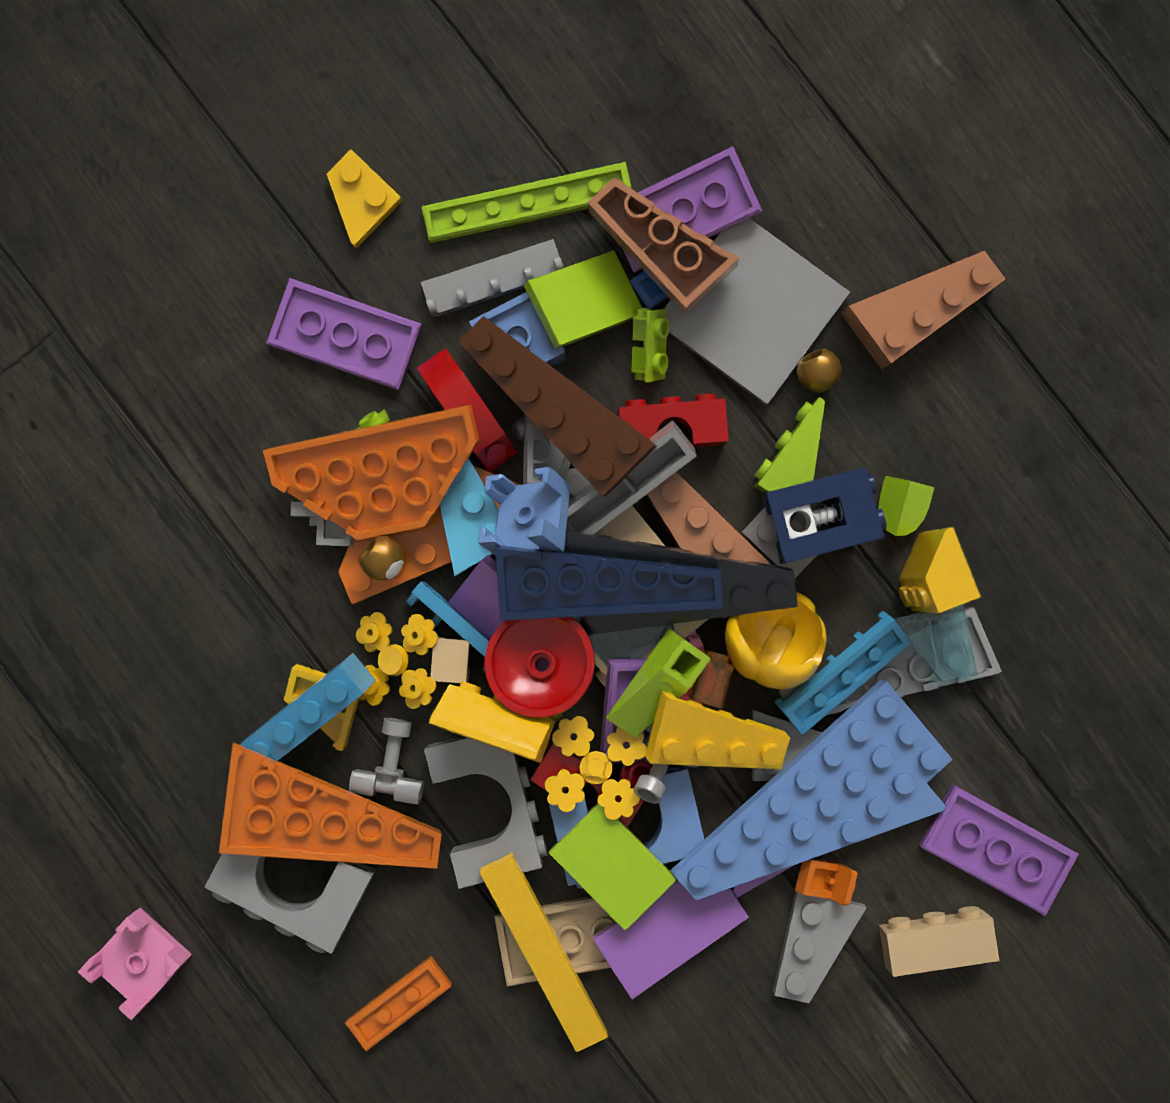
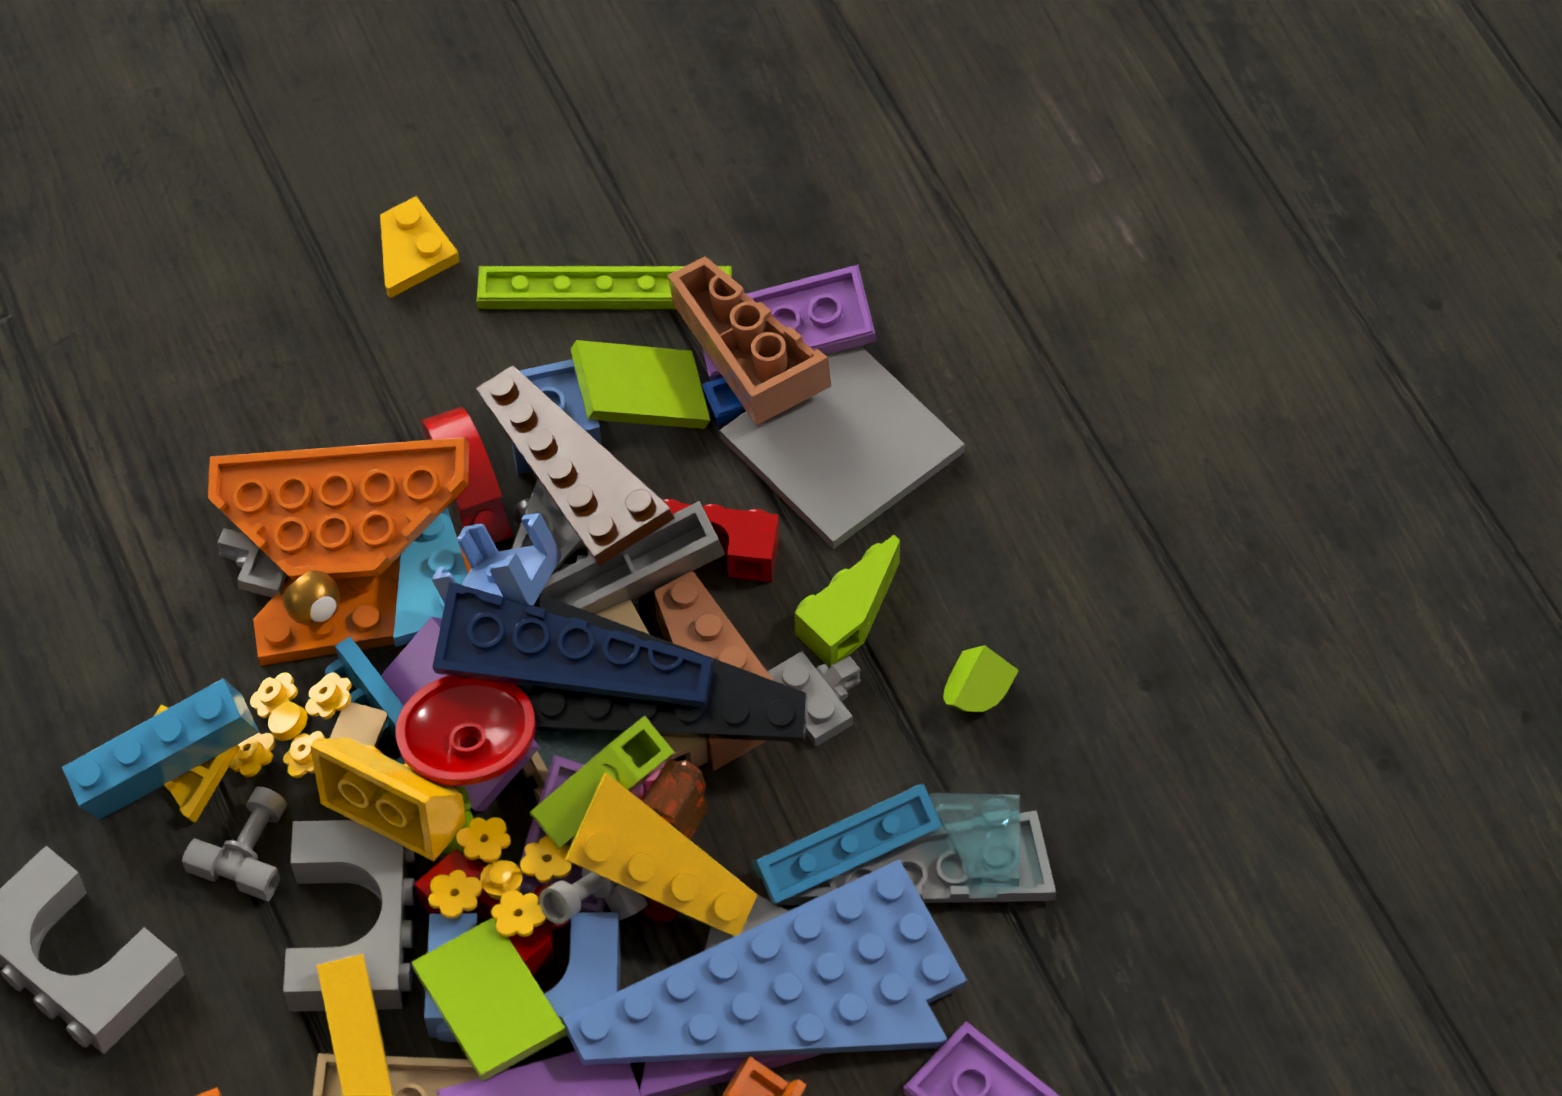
camera: 15 degrees right, 30 degrees down
(299, 816) = (117, 860): orange wing -> none
(344, 334) = (346, 378): medium lavender tile -> none
(490, 278) = (486, 357): light grey hinge -> none
(652, 327) = (712, 434): lime hinge -> none
(777, 645) = (767, 786): yellow piece -> none
(819, 371) = (904, 514): pearl gold piece -> none
(851, 508) = (857, 668): dark blue brick -> none
(912, 311) = (1046, 471): nougat wedge -> none
(936, 574) = (985, 738): yellow slope -> none

